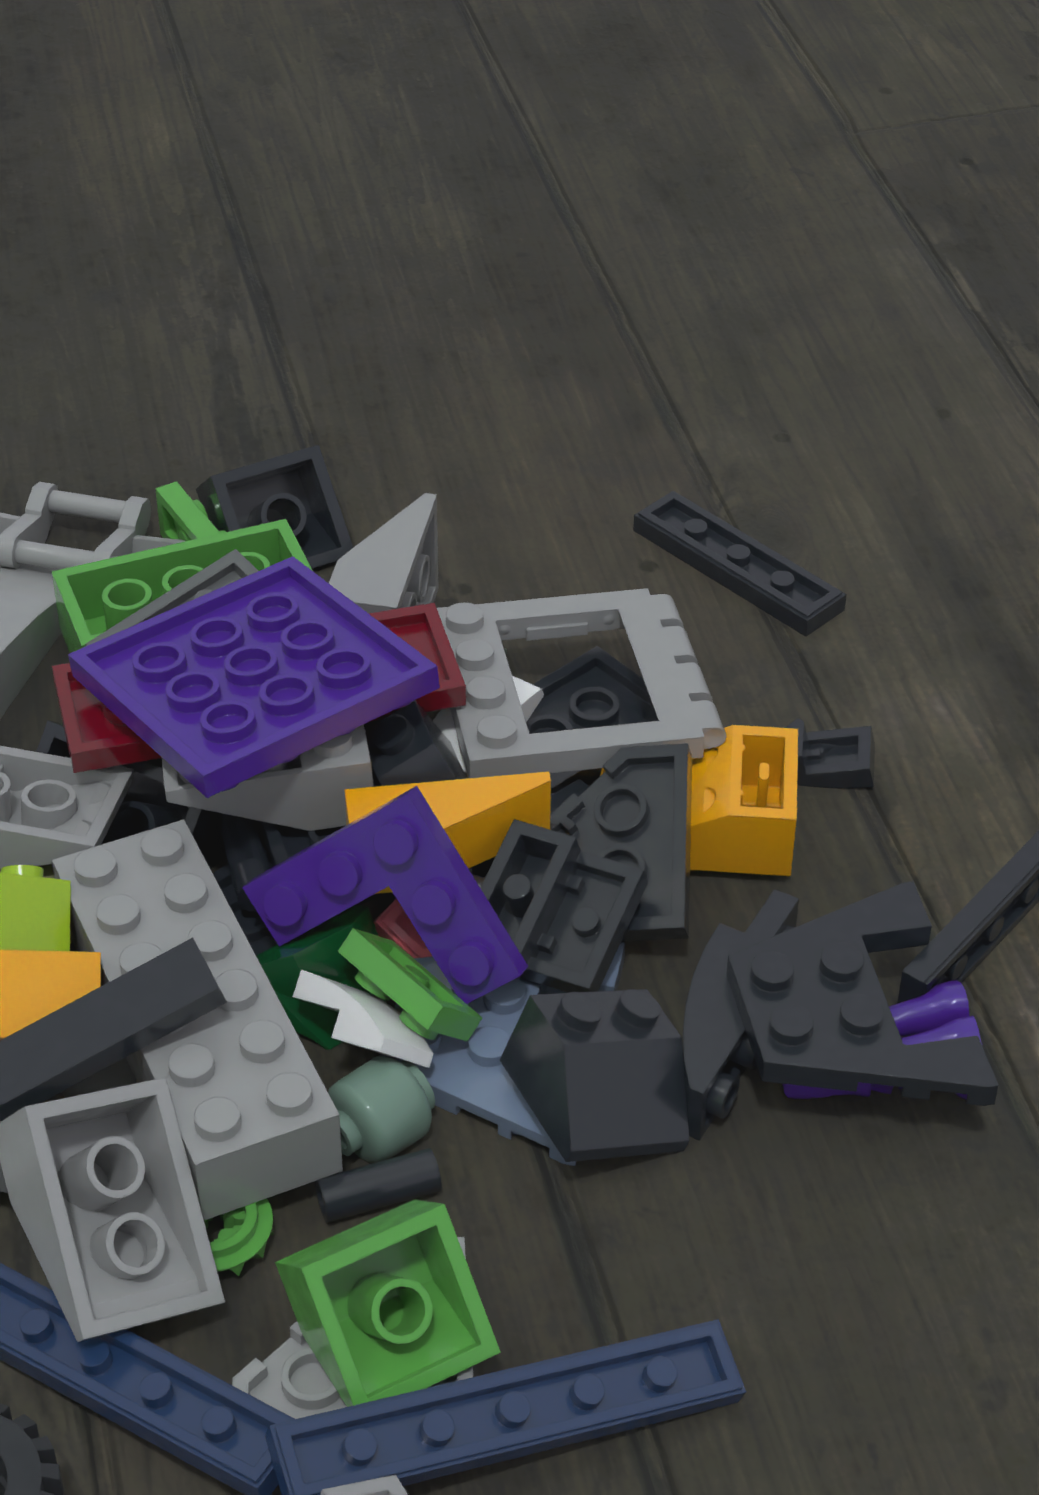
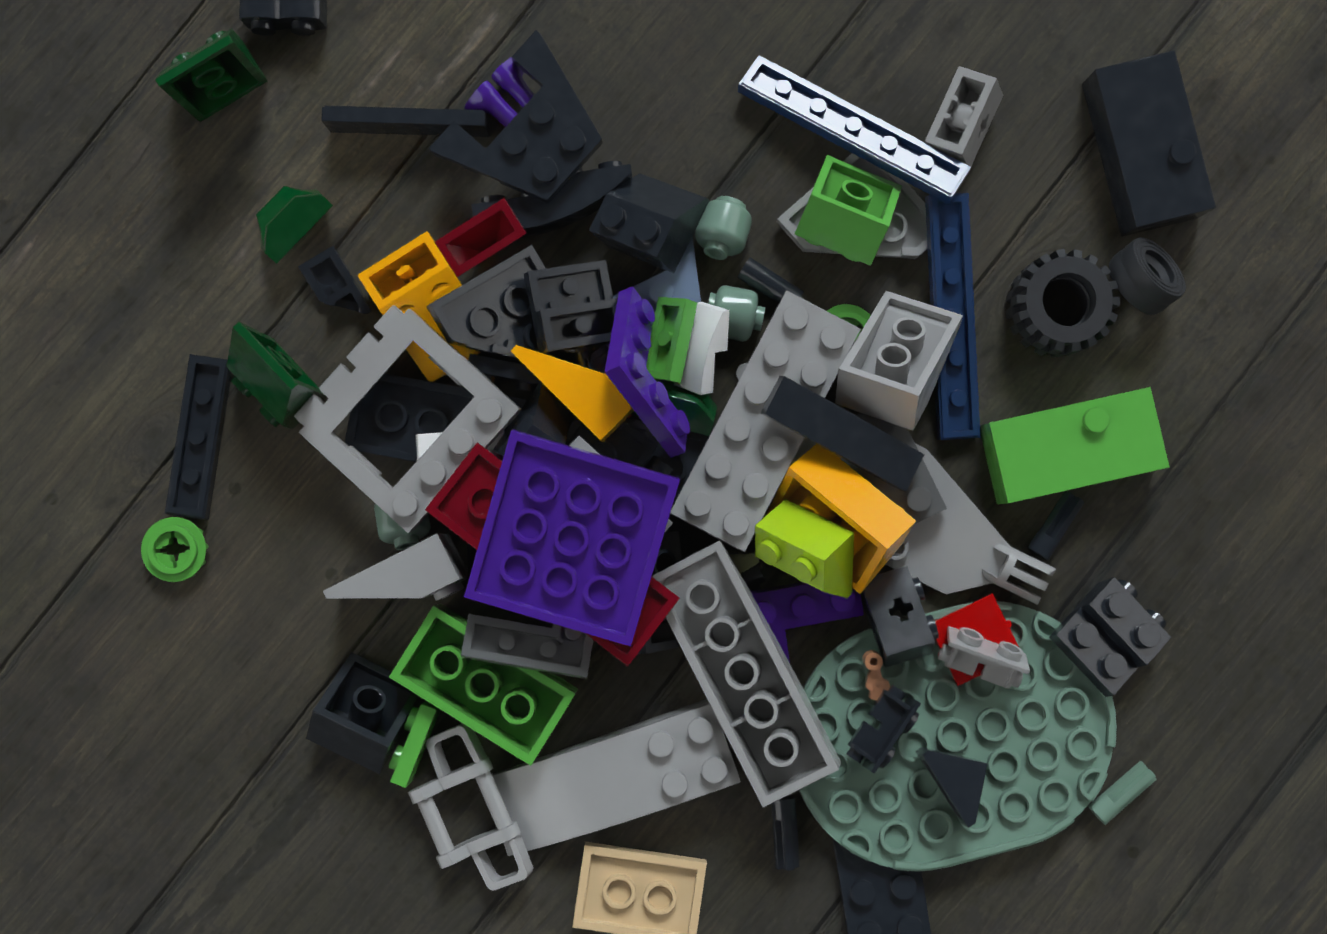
camera: 125 degrees left, 45 degrees up
(512, 1167) = (723, 227): none -> sand green head
(608, 479) = (163, 564): none -> bright green gear
(739, 871) = (480, 237): none -> dark red slope
(747, 605) = (269, 375): none -> dark green slope
(945, 757) = (288, 219): none -> dark green slope

